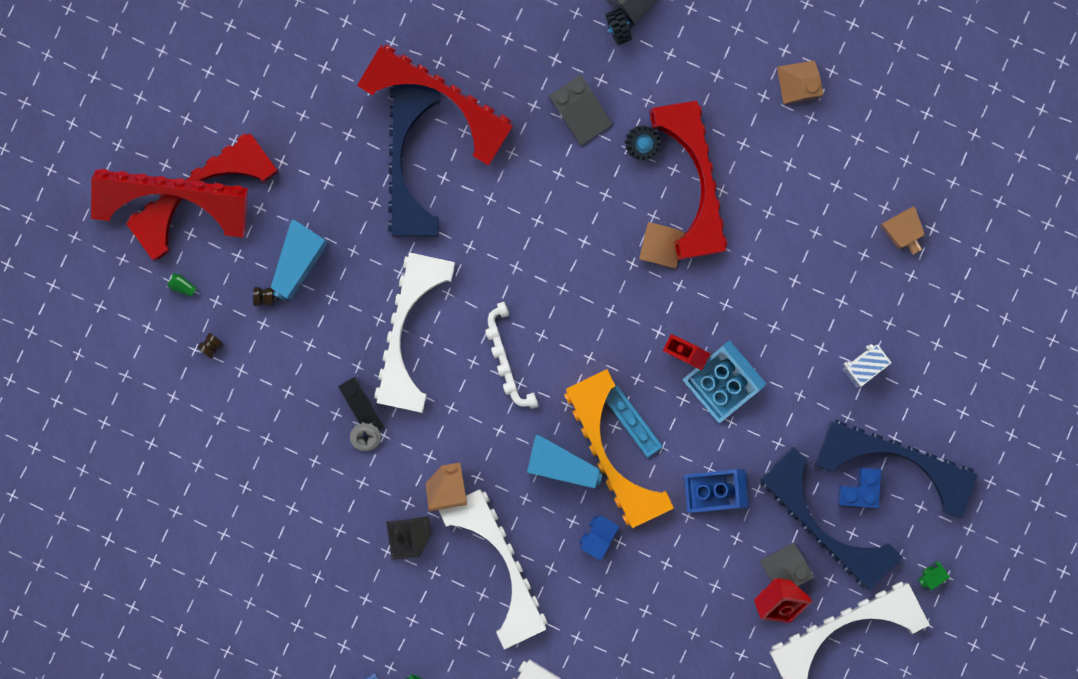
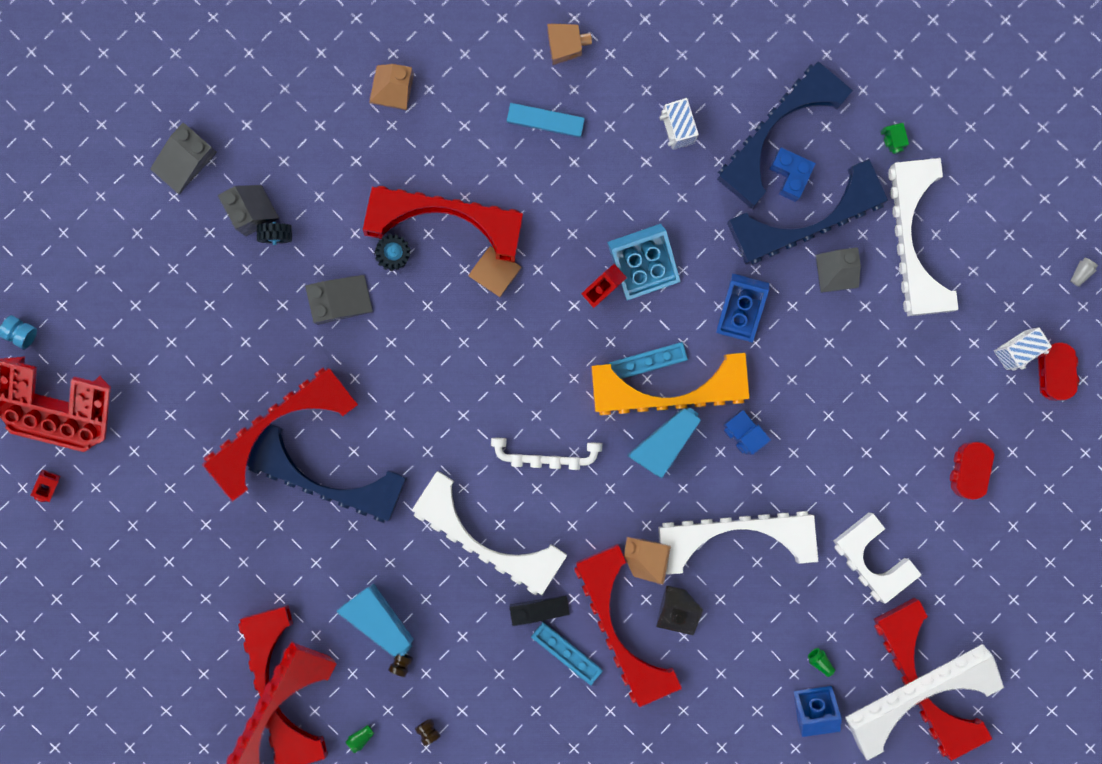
camera: 80 degrees left, 0 degrees up
(330, 447) = (567, 653): none -> dark azure tile
(333, 529) = (645, 680): none -> red arch
(359, 442) = (572, 624): light grey gear -> none
(781, 601) = (868, 286): red slope -> none
(823, 238) = (545, 120): none -> dark azure tile

